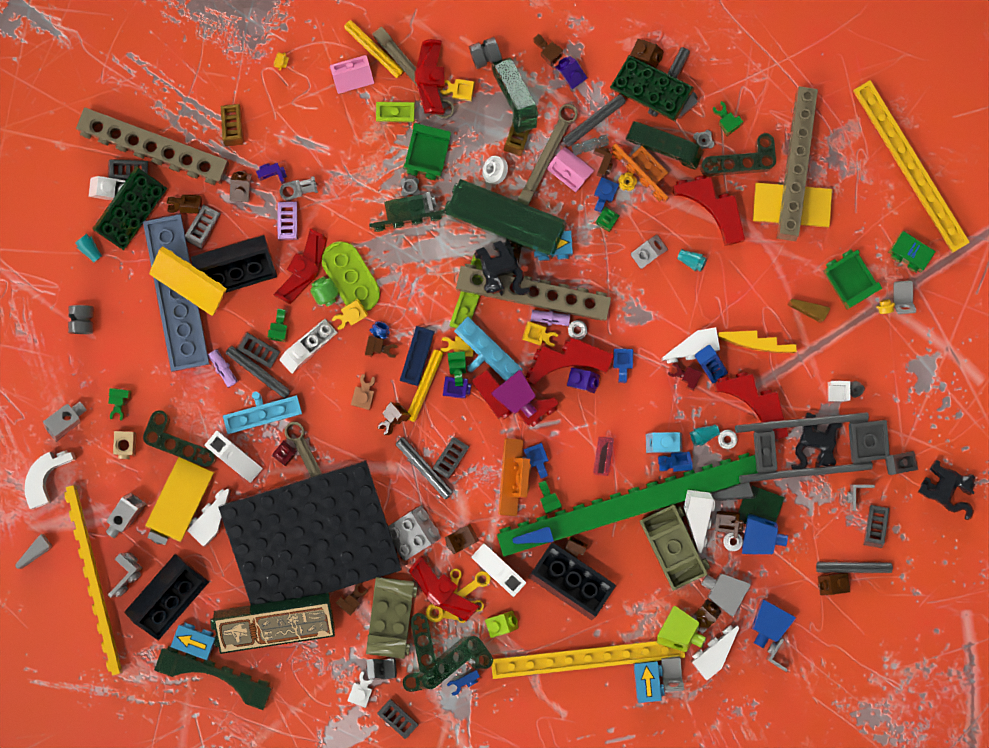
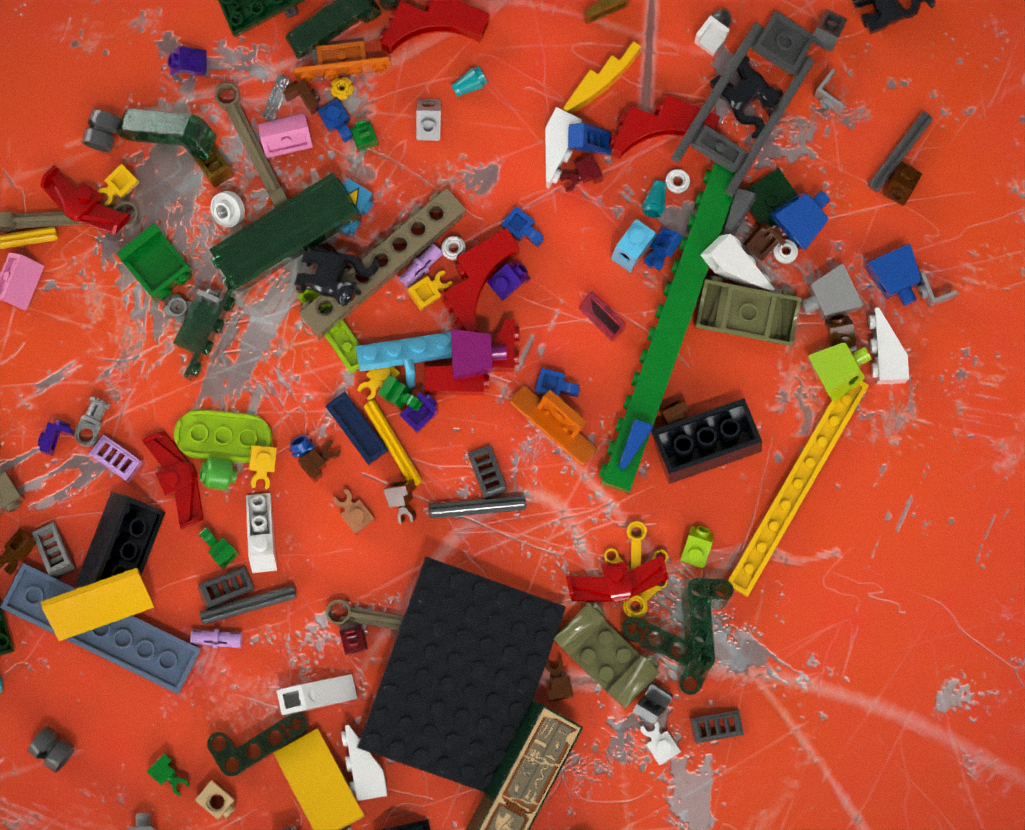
camera: 50 degrees left, 5 degrees down
(240, 186) = (43, 480): bracket -> none
(262, 413) = (294, 632): medium azure plate -> none
(395, 112) = (90, 266): lime plate -> none
(413, 533) = (537, 567): light grey bracket -> none
(461, 539) = (579, 522): reddish brown bracket -> none
(469, 679) = (730, 621): blue plate -> none
(498, 570) = (640, 507): white slope -> none
(550, 52) = (152, 66): reddish brown piece -> none
(550, 501) = (608, 404): green piece -> none
(594, 120) = (254, 75): dark grey axle -> none
(647, 681) = (866, 440): dark azure brick -> none
(672, 673) = (875, 410): light grey bracket -> none
(874, 542) = (876, 113): dark grey slope -> none

